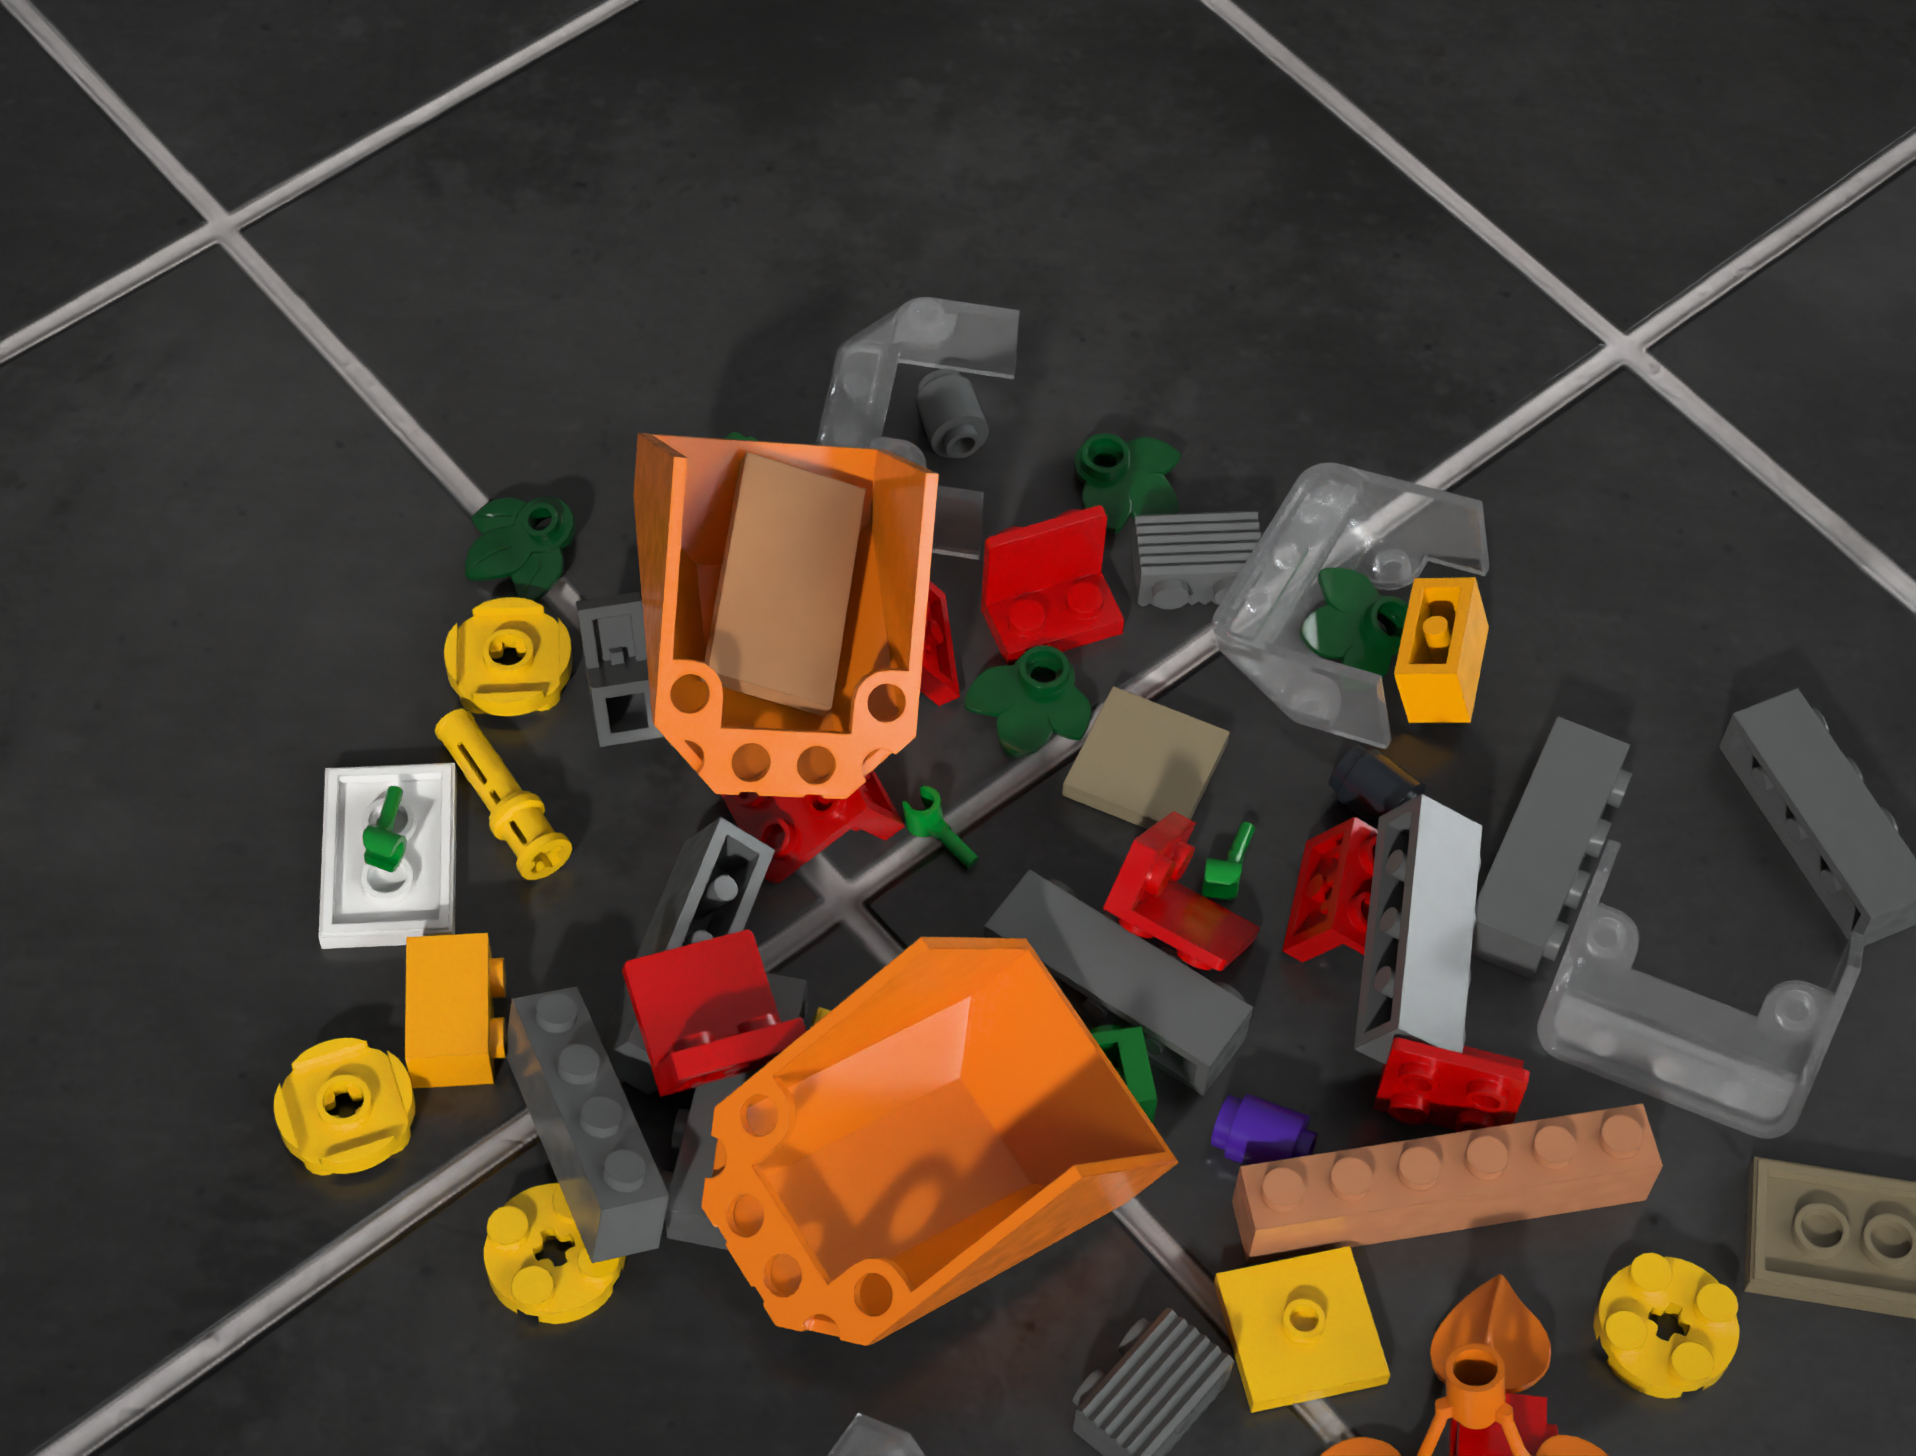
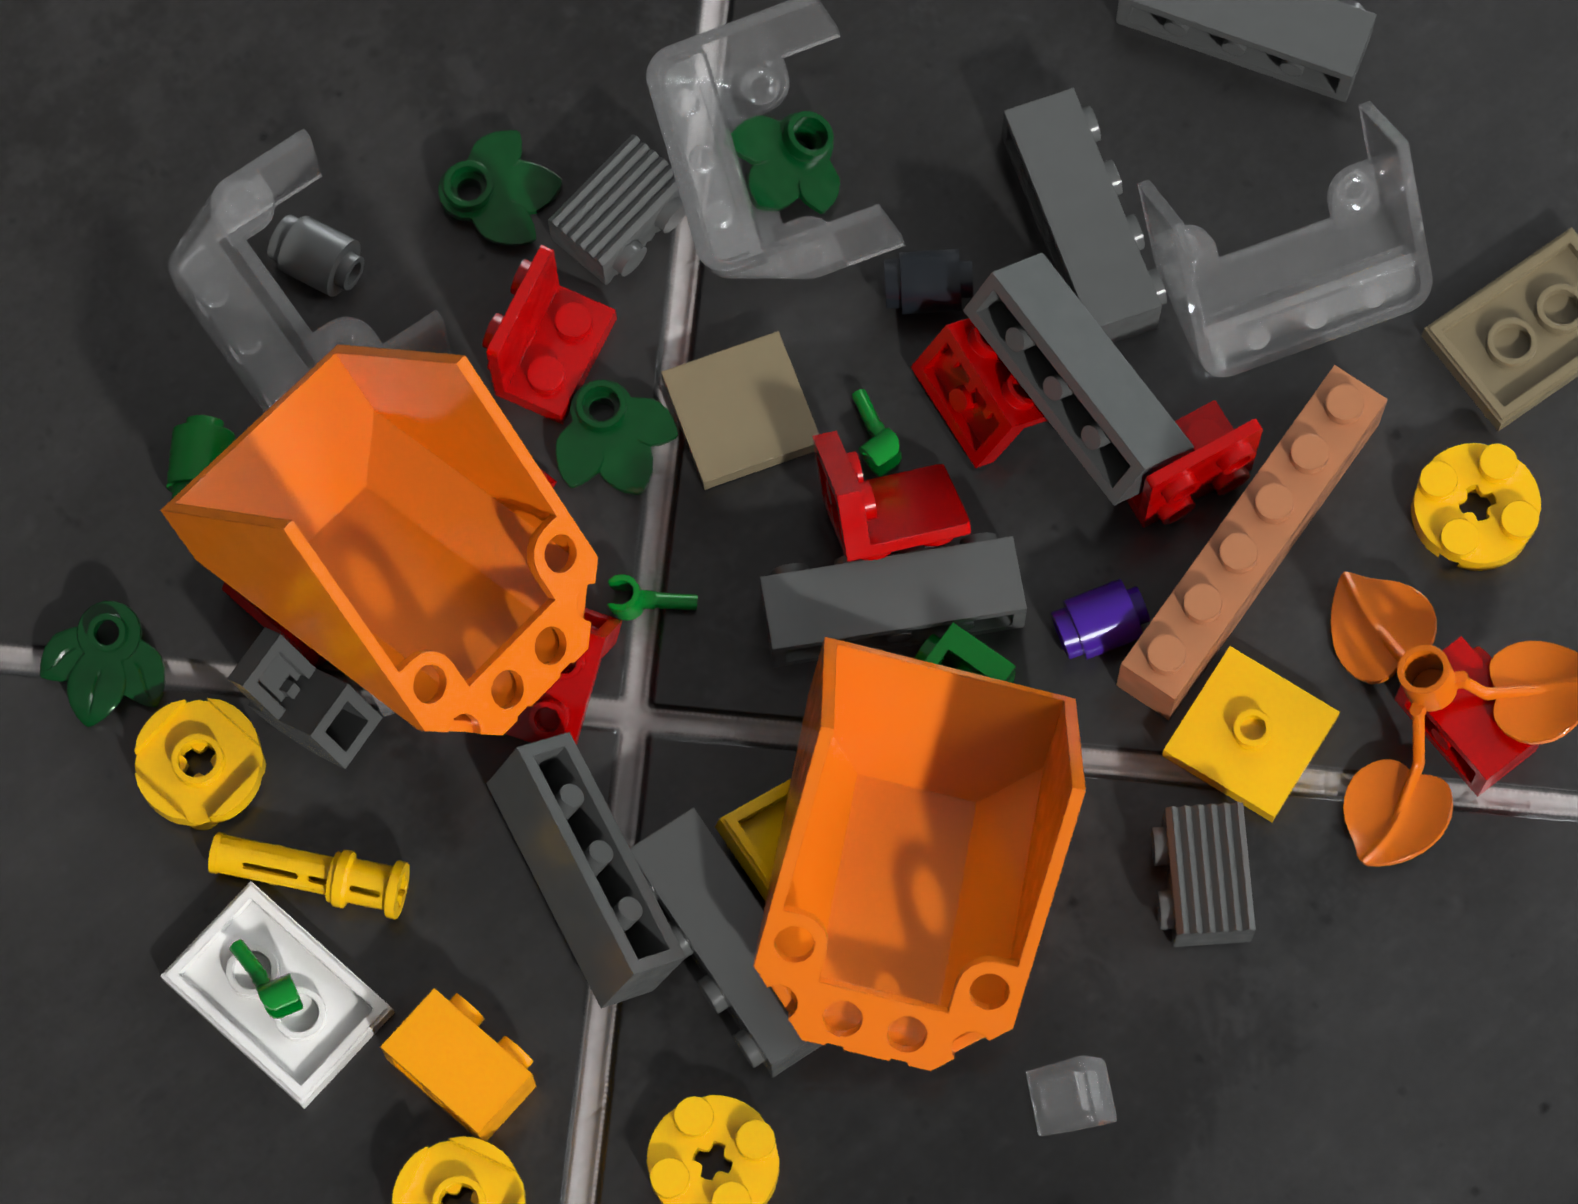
camera: 40 degrees left, 15 degrees up
(586, 1125) = (653, 1057): dark grey brick -> none
(707, 1011) = (673, 902): red bracket -> none
(785, 584) = (382, 525): medium nougat tile -> none
(1441, 650) = (871, 128): light orange brick -> none

